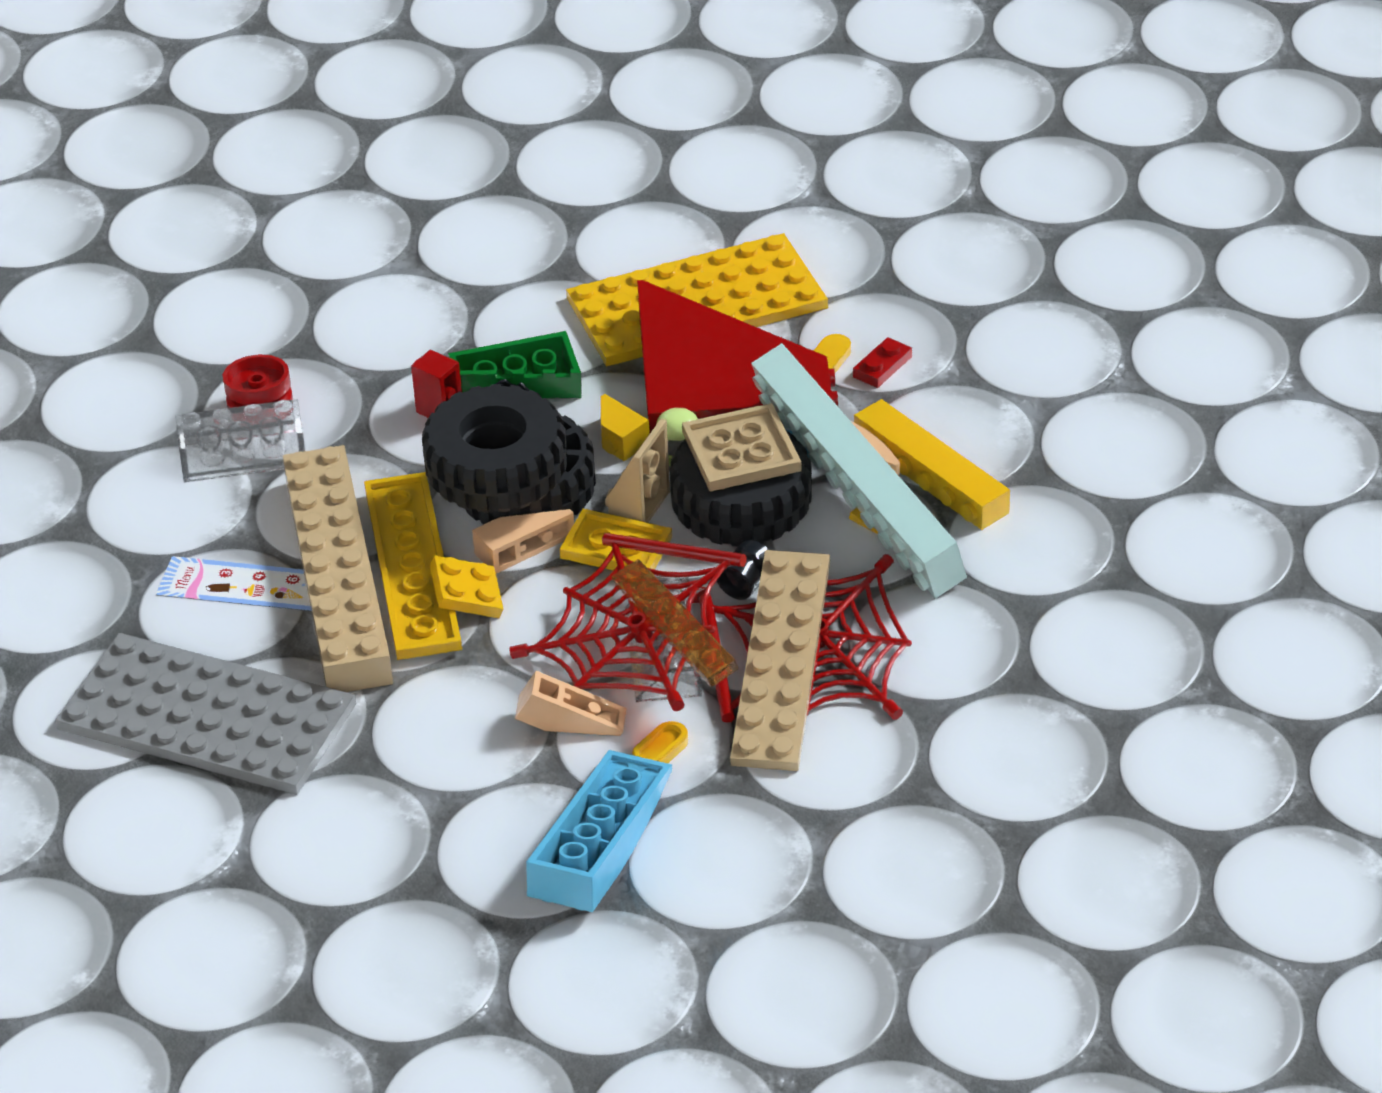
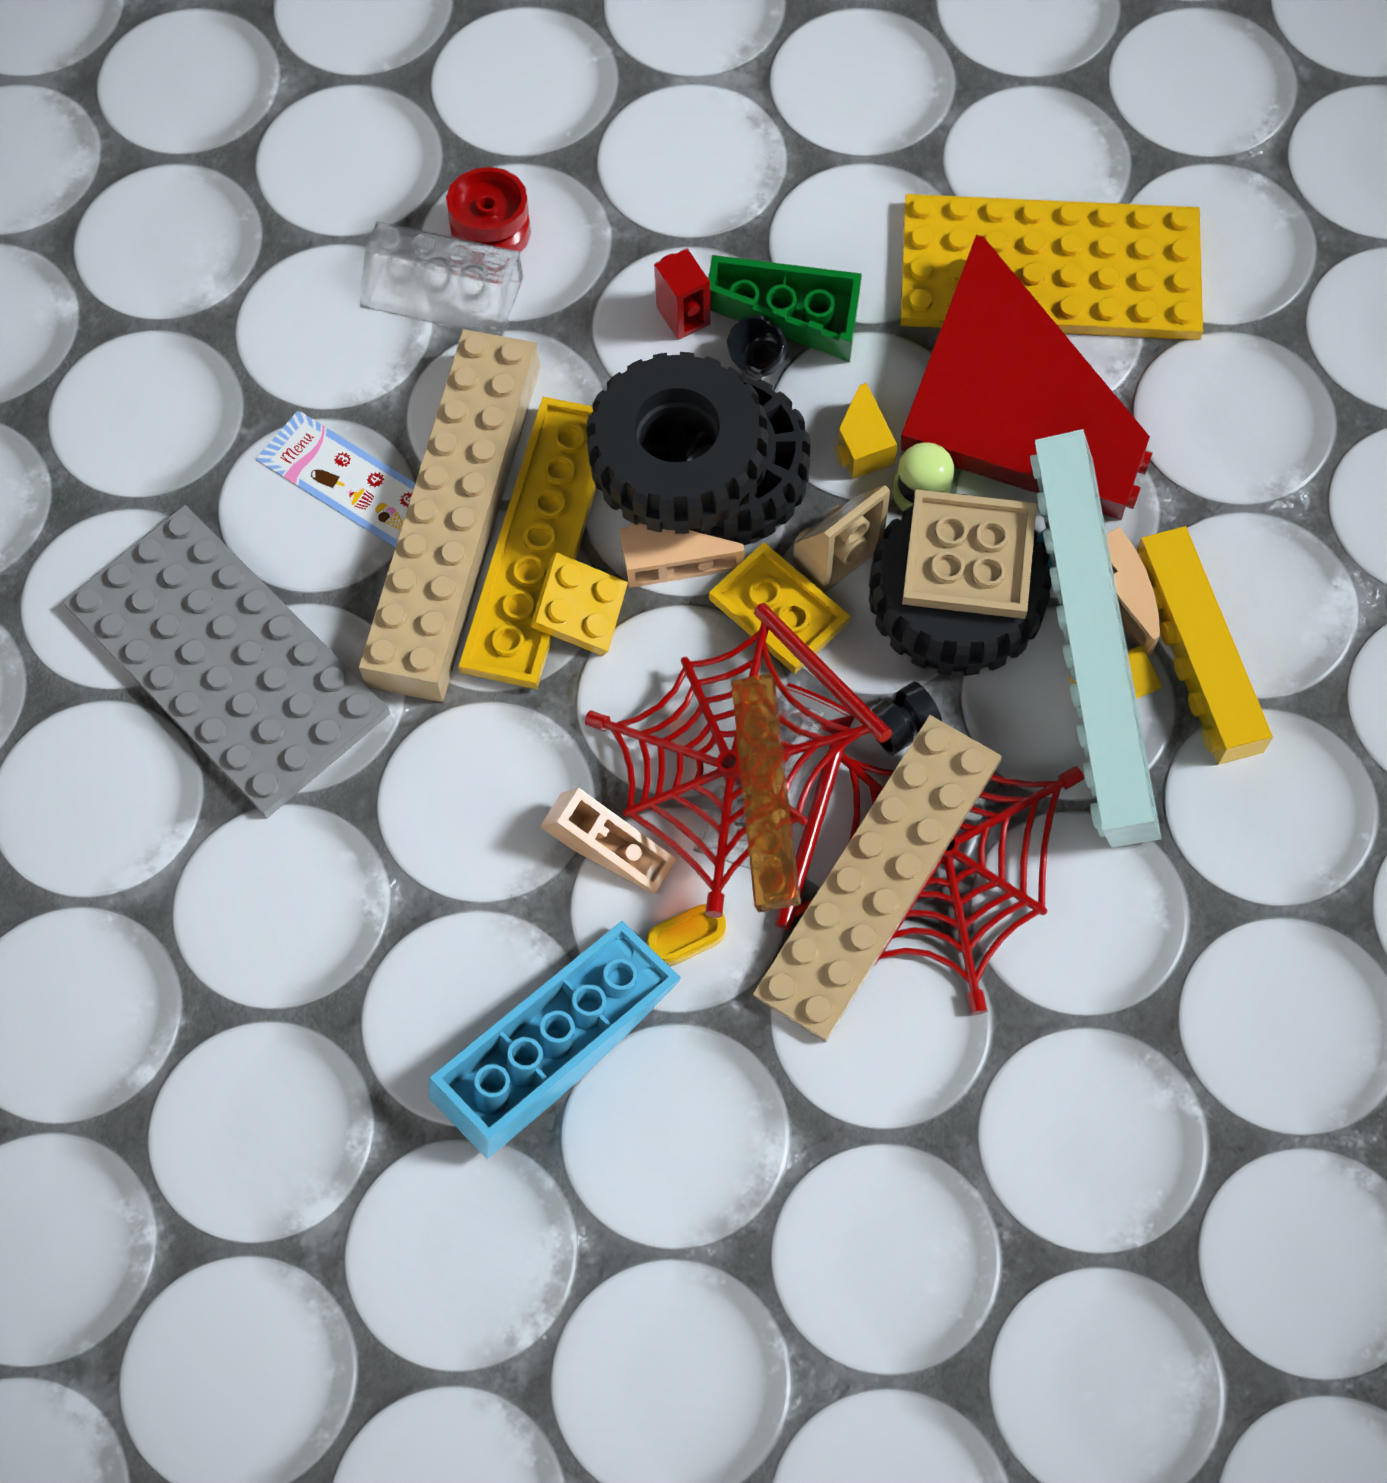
camera: 25 degrees right, 25 degrees up
(836, 348) = (1168, 416): yellow tile -> none
(882, 362) = (1222, 454): red plate -> none

